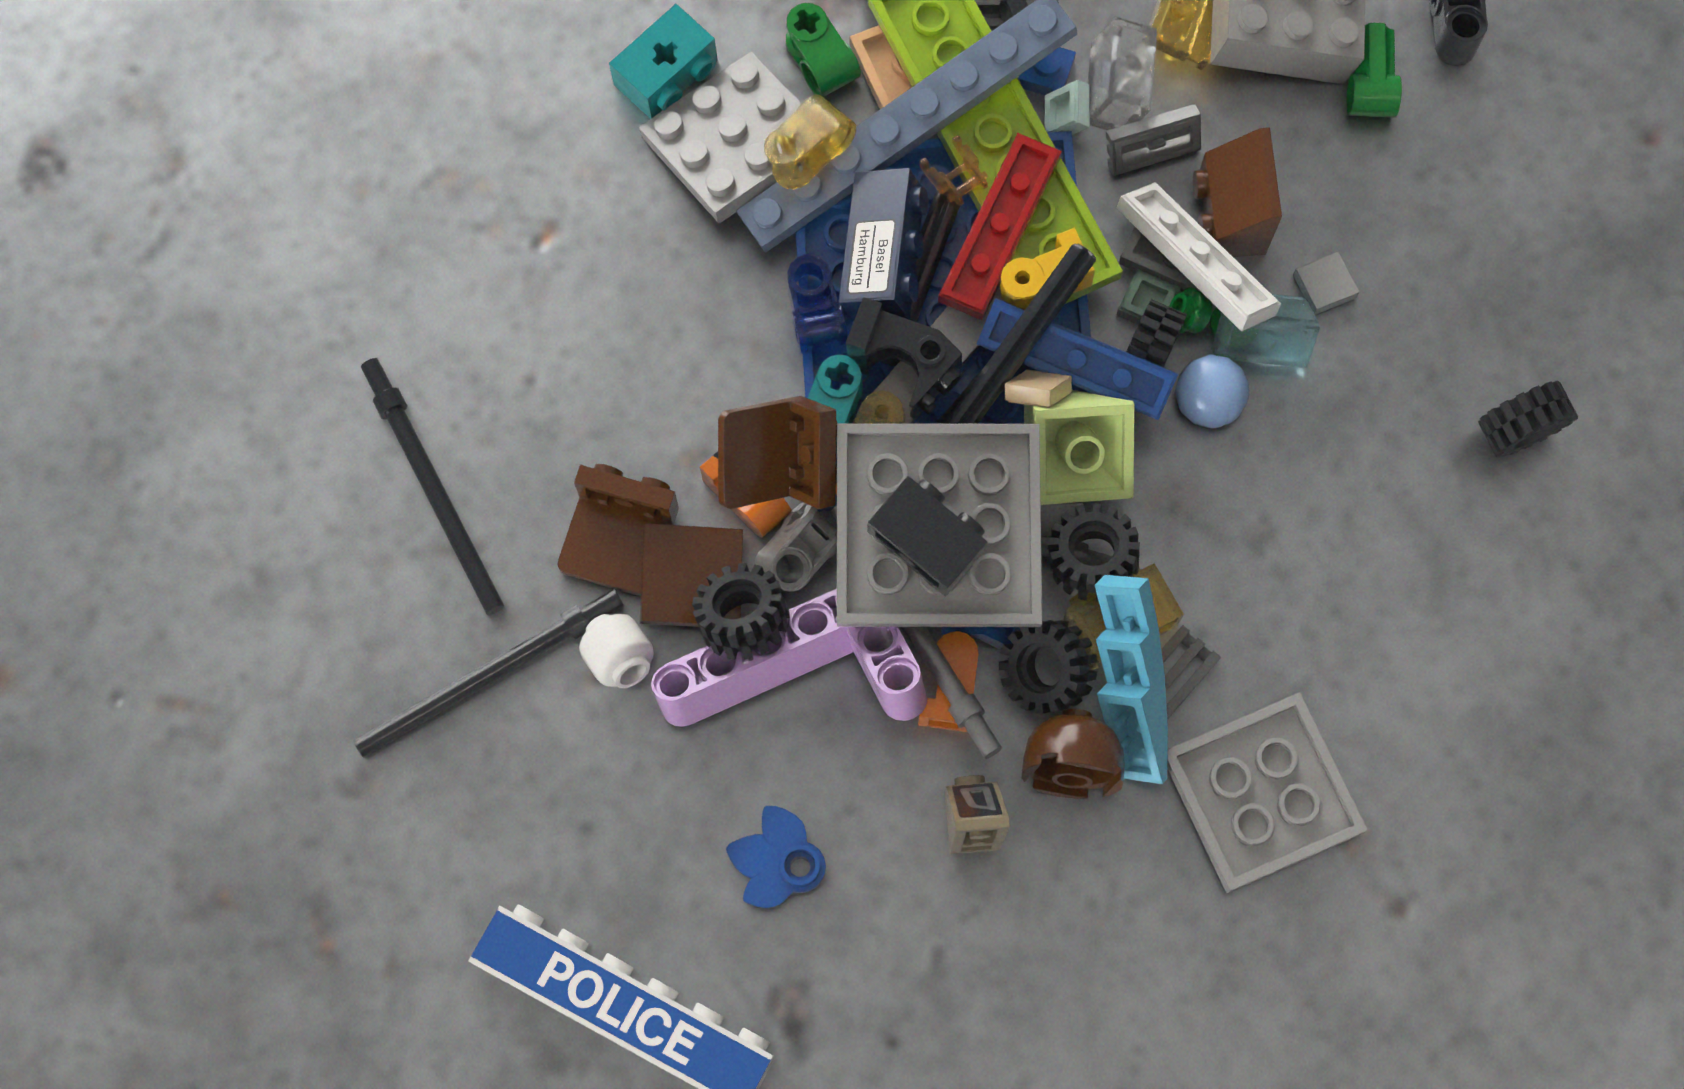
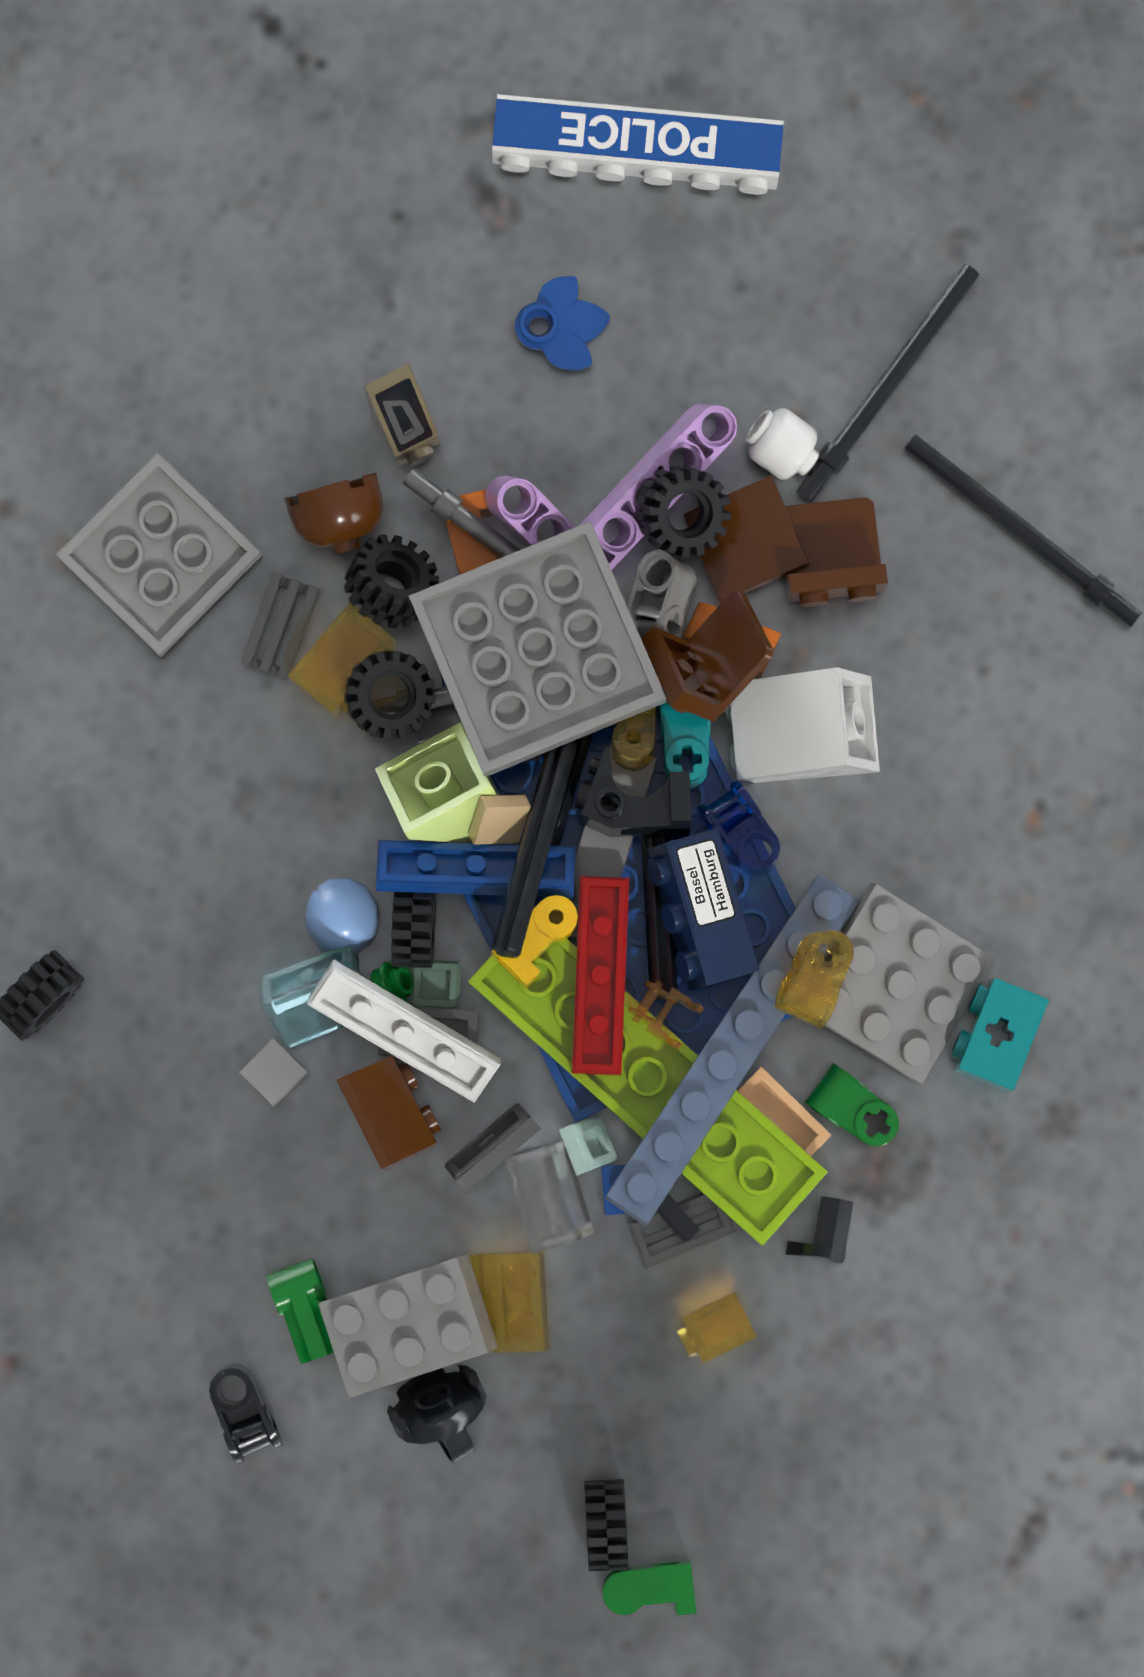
camera: 155 degrees right, 10 degrees up
(711, 369) = (804, 727): none -> white slope
(928, 534) = (539, 621): black brick -> none
(1135, 676) = (306, 589): medium azure slope -> none

